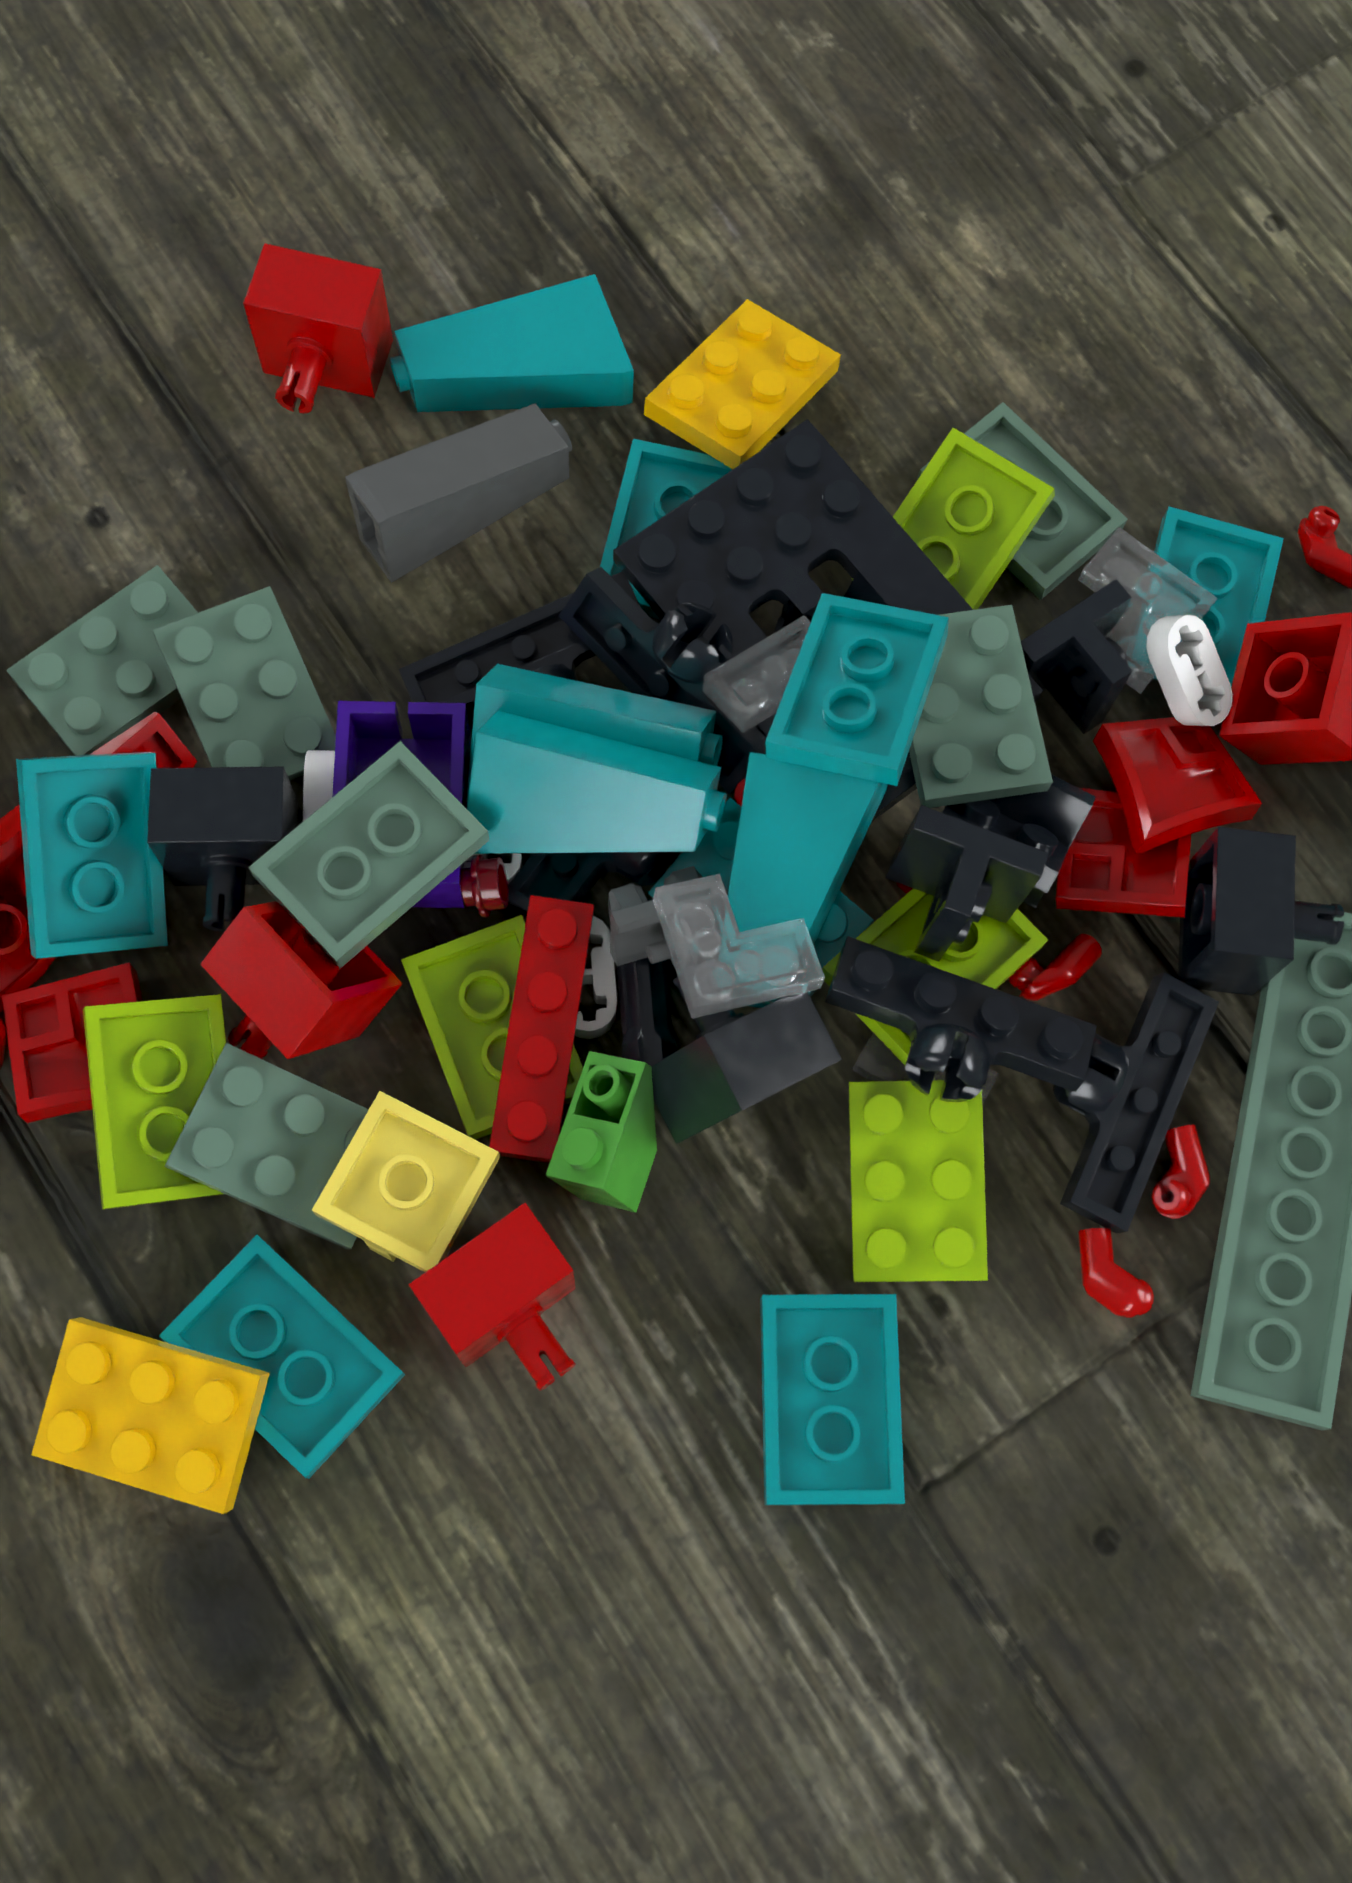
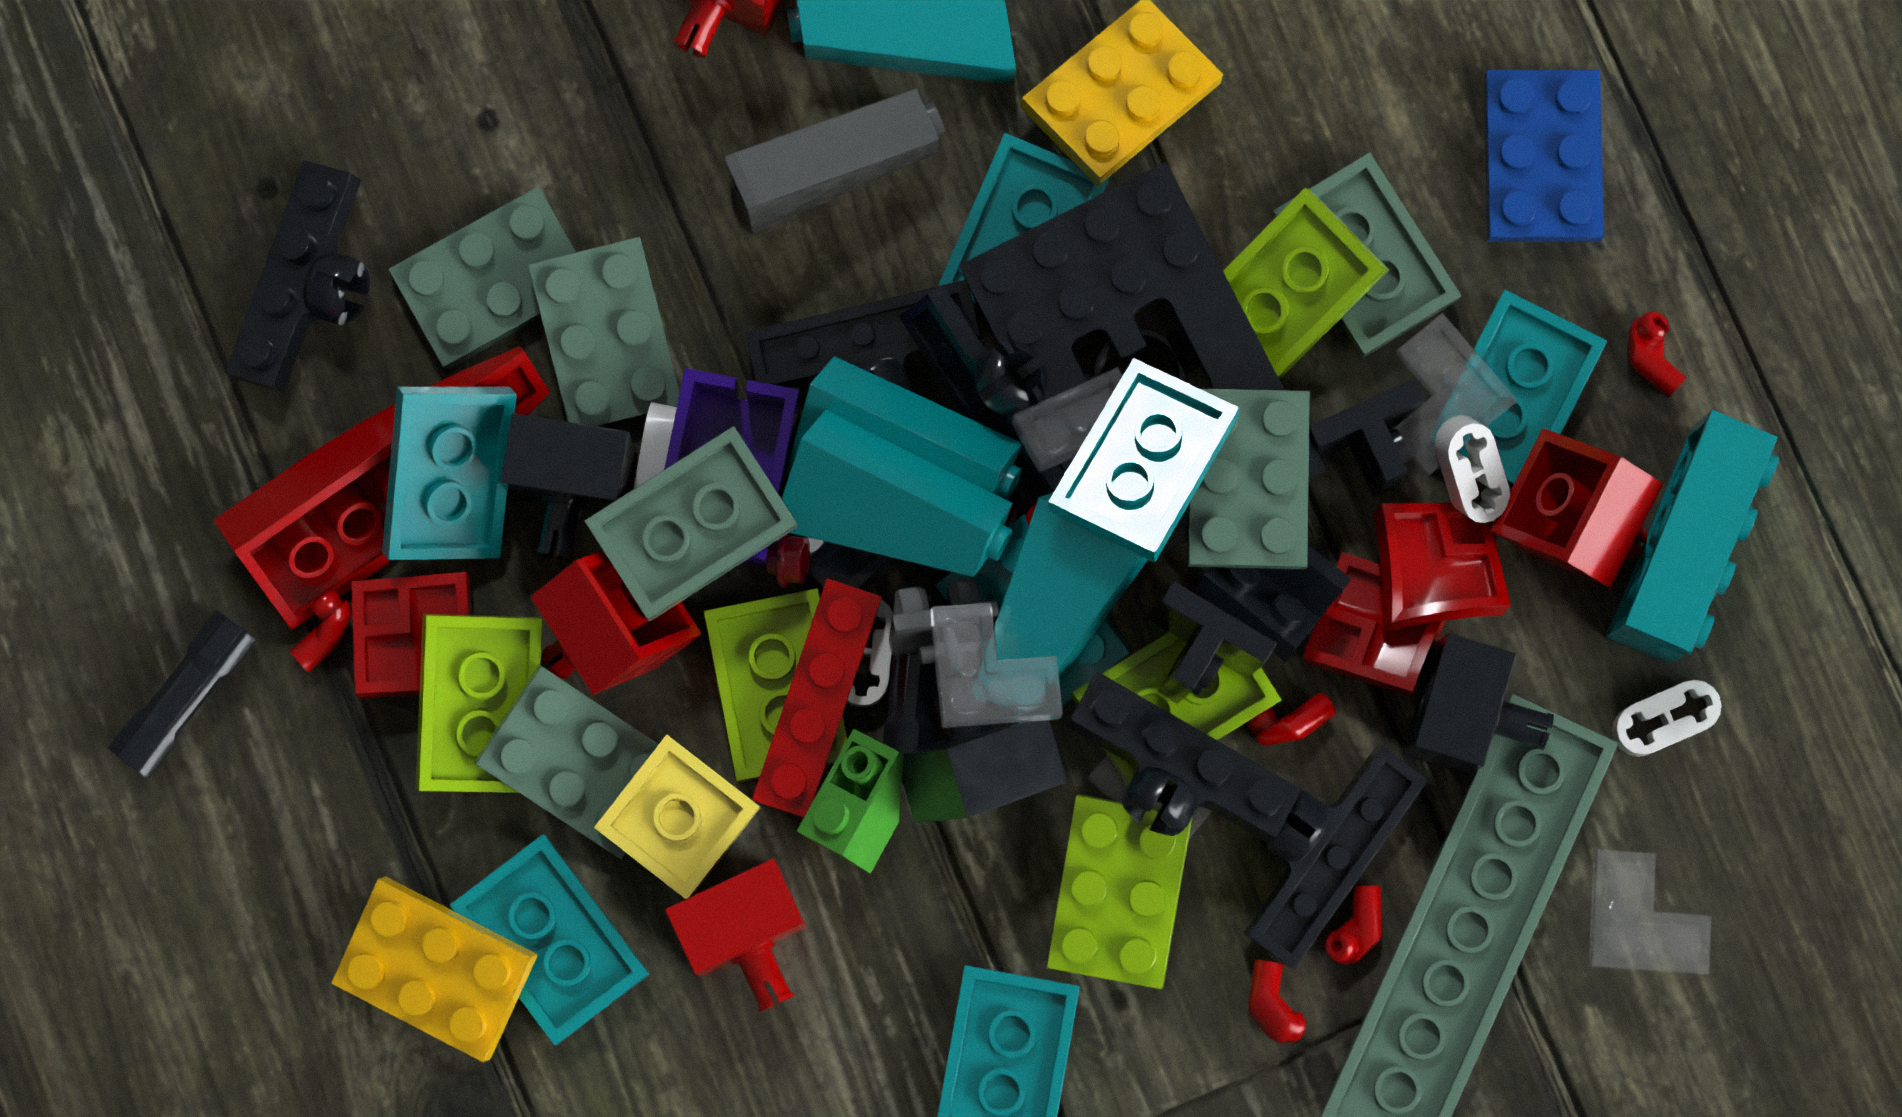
camera: 15 degrees right, 10 degrees up
(1170, 388) = (1543, 156): none -> blue plate

